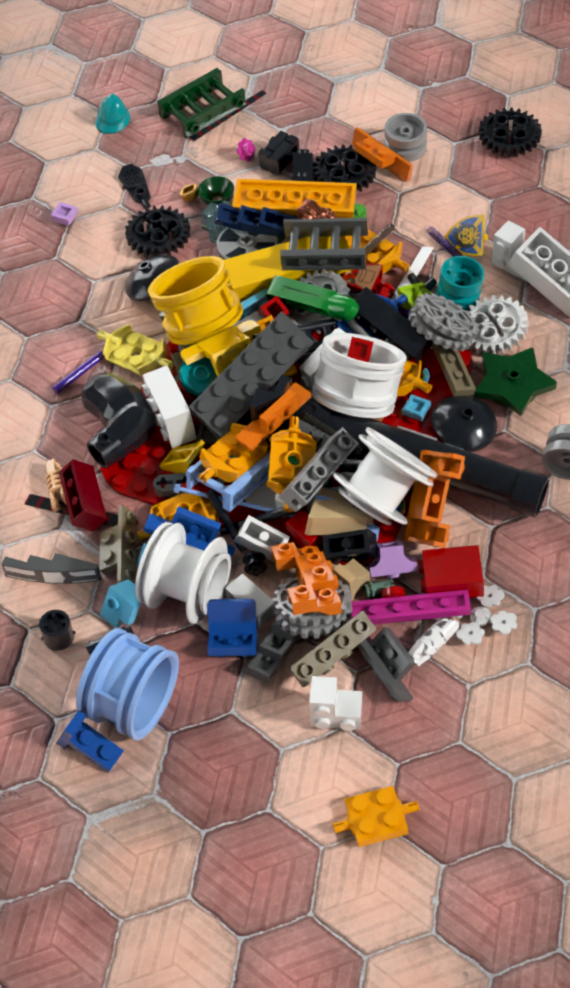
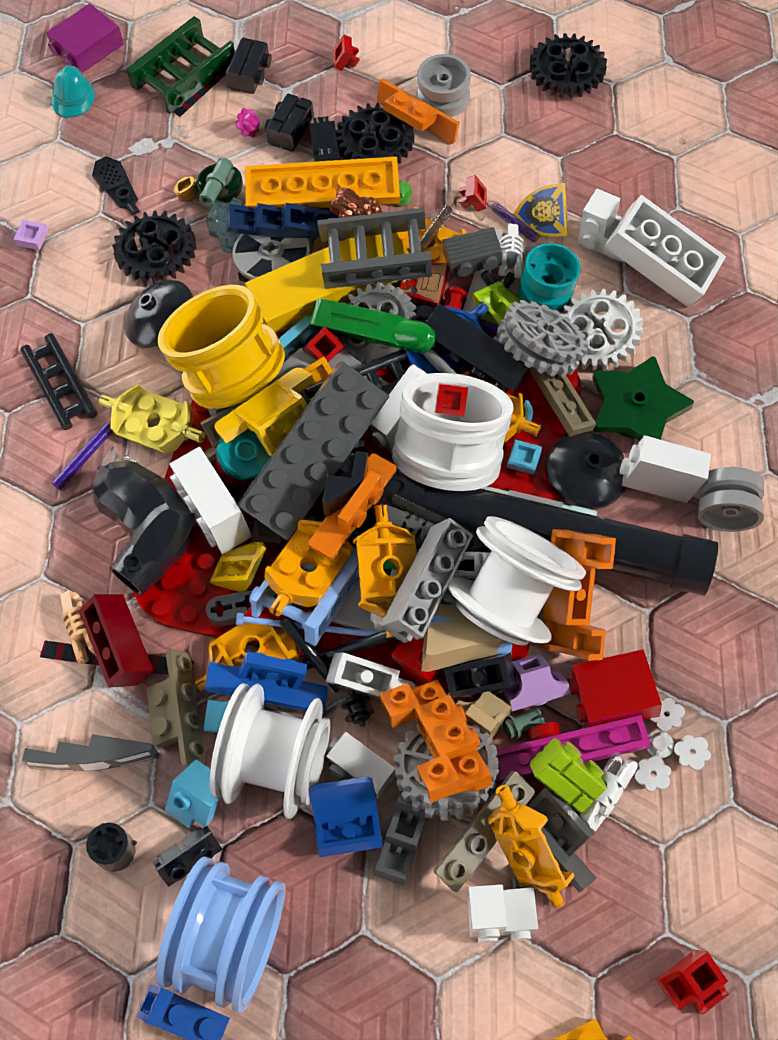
camera: 10 degrees left, 10 degrees up
(62, 328) = (53, 395): none -> black bar
(129, 76) = (85, 38): none -> magenta brick
(212, 188) = (215, 182): none -> sand green pin
(254, 108) = (248, 65): none -> black brick
(332, 106) = (345, 53): none -> red tile
(356, 646) = (526, 847): none -> light orange plate
(403, 257) = (472, 252): none -> dark grey brick
(403, 620) = (568, 775): none -> lime brick
(415, 218) = (474, 194): none -> red tile
(435, 261) = (511, 251): none -> white hinge
(472, 769) = (694, 981): none -> red brick
(521, 424) = (665, 469): none -> white brick

